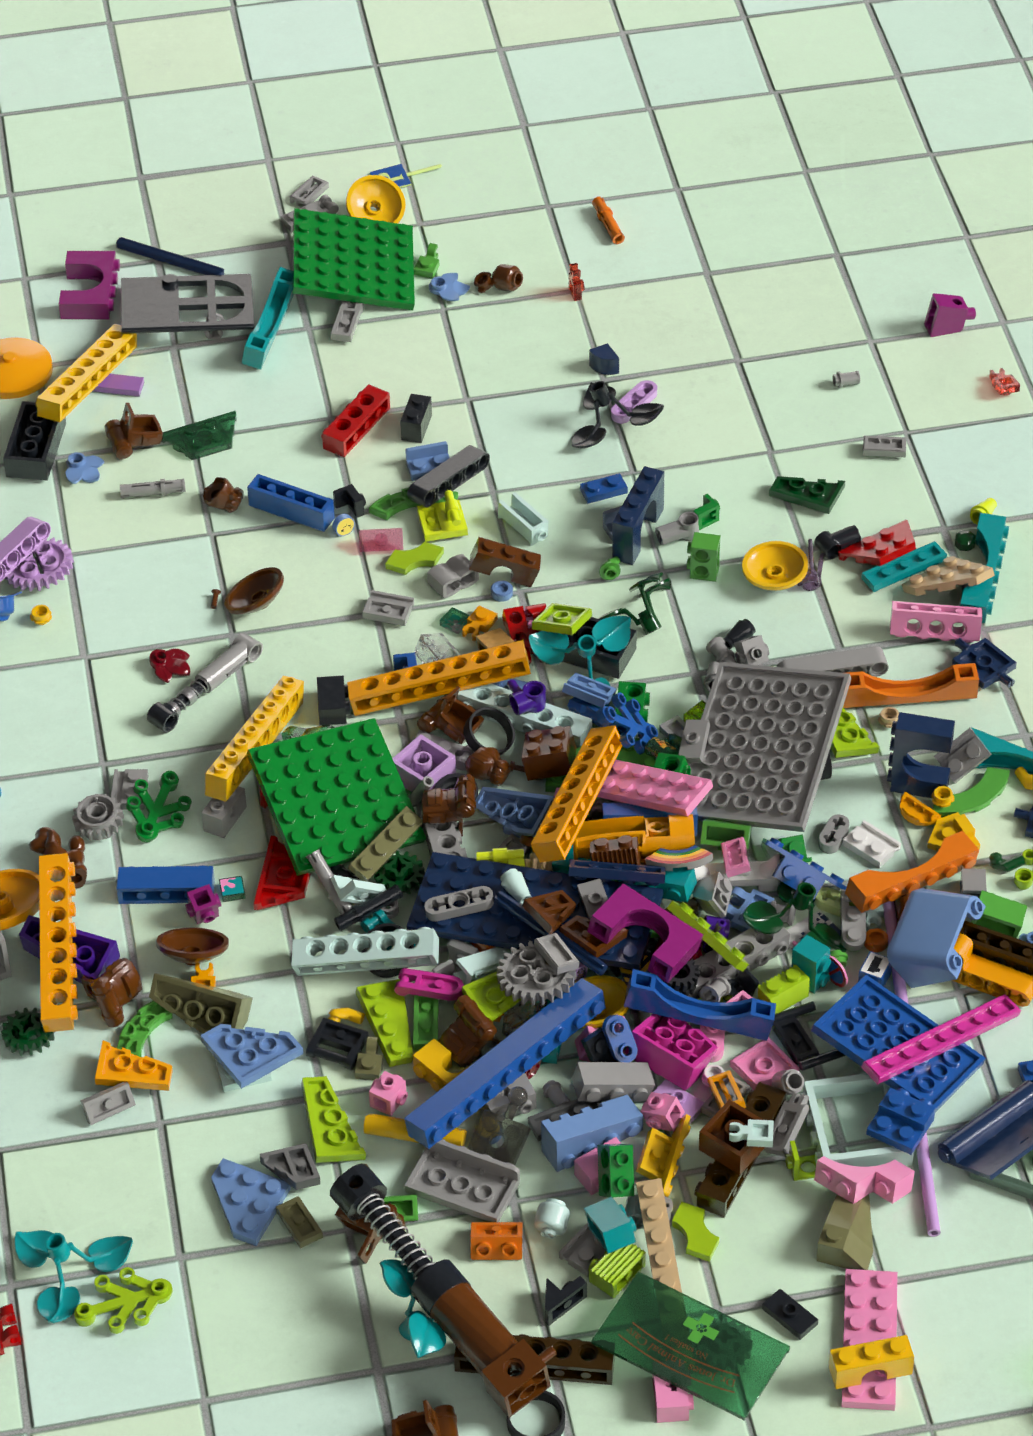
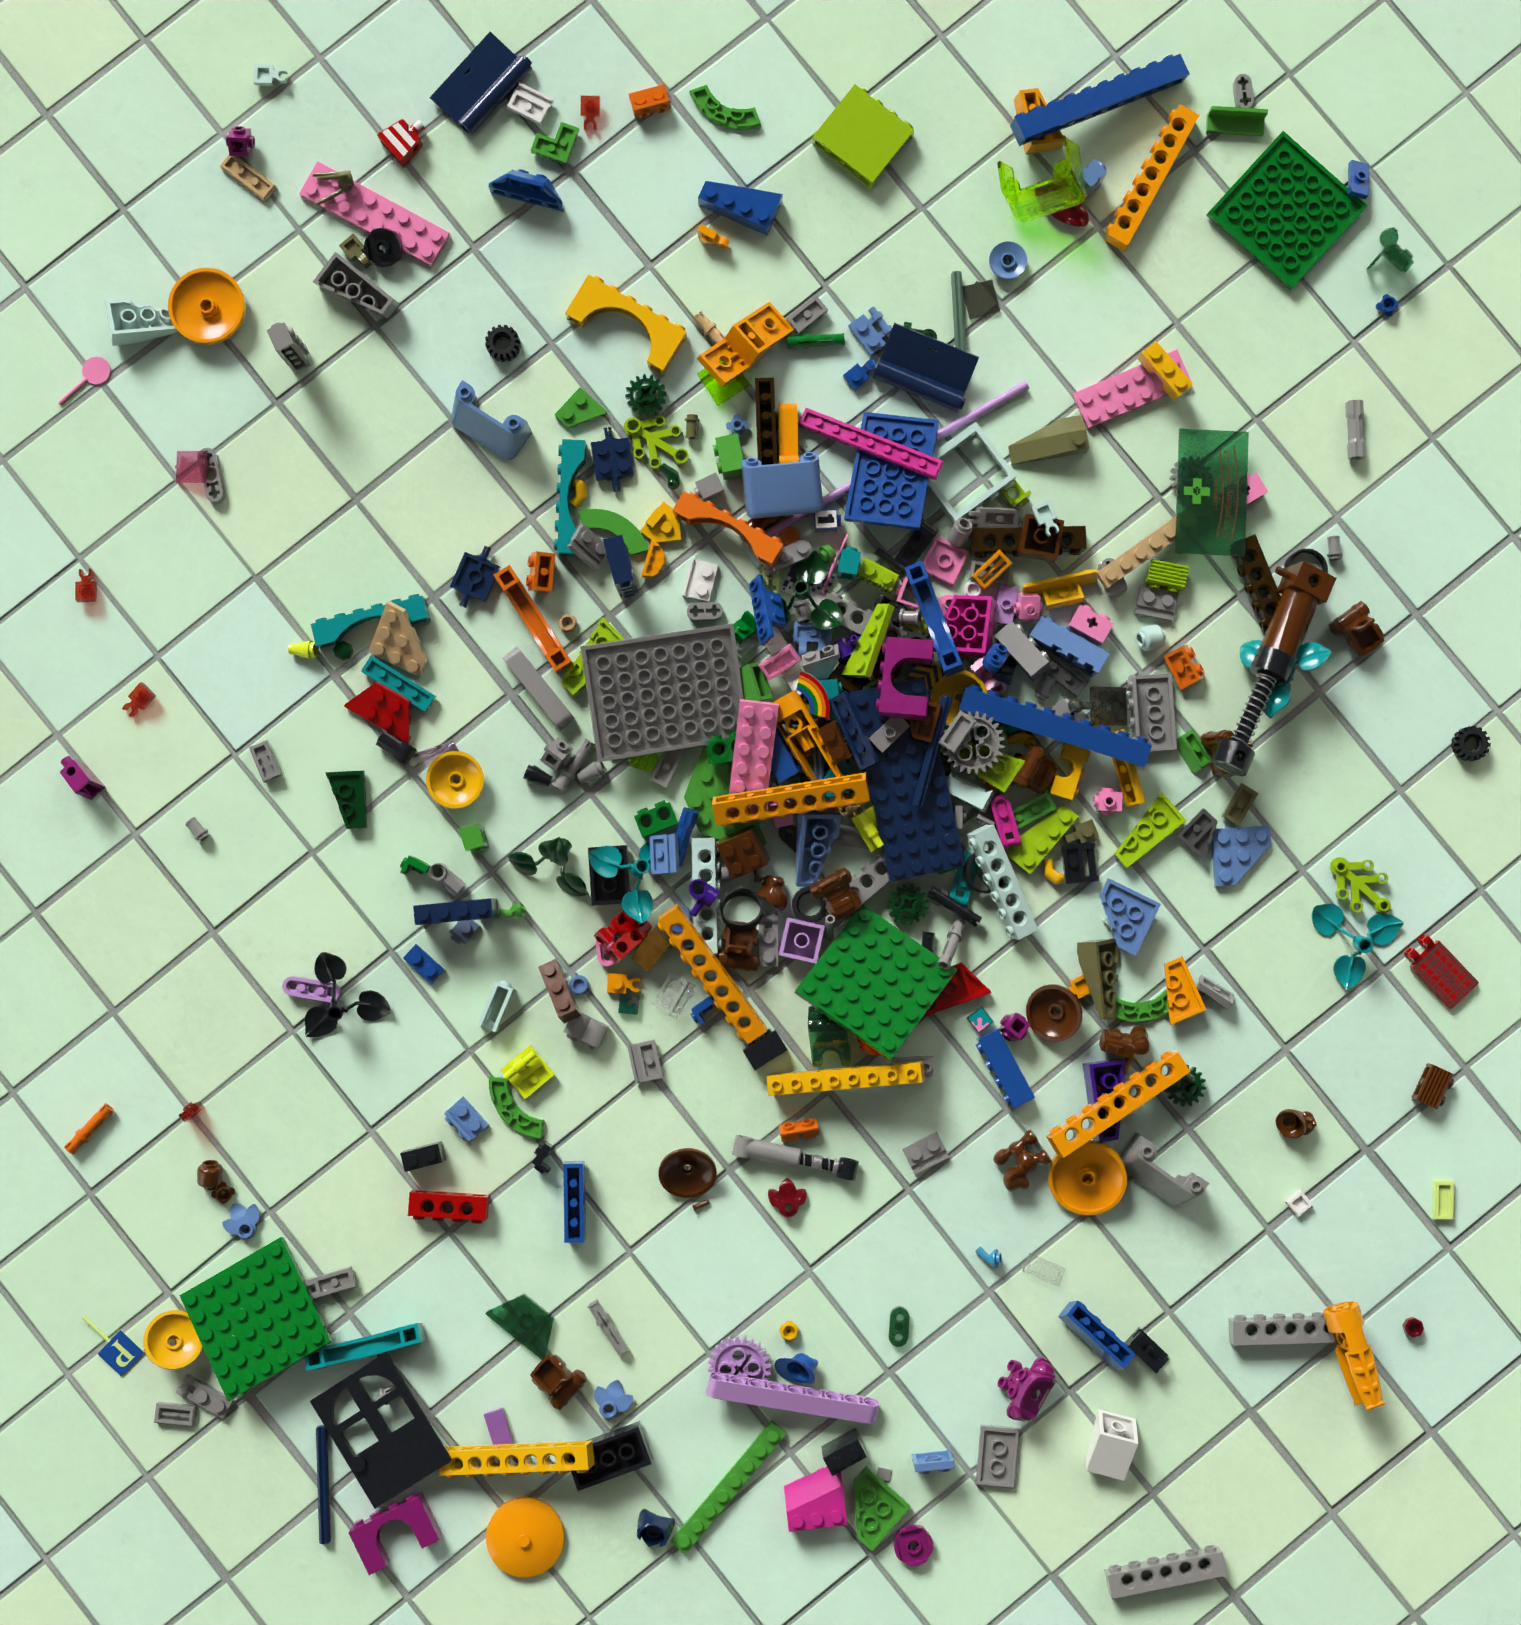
camera: 120 degrees left, 40 degrees up
(98, 817) = (980, 1156): light grey gear -> none
(157, 808) = (936, 1118): green plant -> none
(223, 495) = (590, 1264): reddish brown hair -> none
(232, 695) = (807, 1127): none -> orange hinge
(343, 524) = (572, 1147): tile -> none
(355, 890) = (945, 922): light aqua panel -> none
(381, 539) = (575, 1108): clear pink plate -> none
(385, 844) = (895, 923): olive plate -> none
(423, 556) = (570, 1065): lime tile -> none
(428, 265) = (222, 1254): bright green plate -> none
(448, 476) = (480, 1091): beam -> none
(465, 895) = (948, 840): light grey beam -> none
(515, 885) = (903, 797): light aqua cone -> none
(550, 909) = (918, 757): reddish brown wing -> none
(561, 1301) = (1214, 599): black slope -> none
(562, 618) = (610, 907): lime plate -> none
(604, 360) = (274, 1038): dark blue brick -> none
(610, 1224) = (1147, 589): teal brick -> none
(615, 1170) = (1104, 606): green brick -> none
(645, 731) = (680, 793): blue plant -> none
(669, 746) = (692, 768): clear green leg -> none
(690, 1222) = (1113, 533): lime tile -> none
(694, 740) = (682, 746): light grey plate -> none
(790, 1314) = (1140, 448): black plate -> none
(854, 1182) = (1025, 450): bright pink arch -> none
(901, 1120) = (960, 437): blue plate -> none
(926, 613) = (453, 629): bright pink brick -> none
(942, 796) = (635, 540): yellow plate -> none
(953, 706) = (541, 572): none -> orange brick

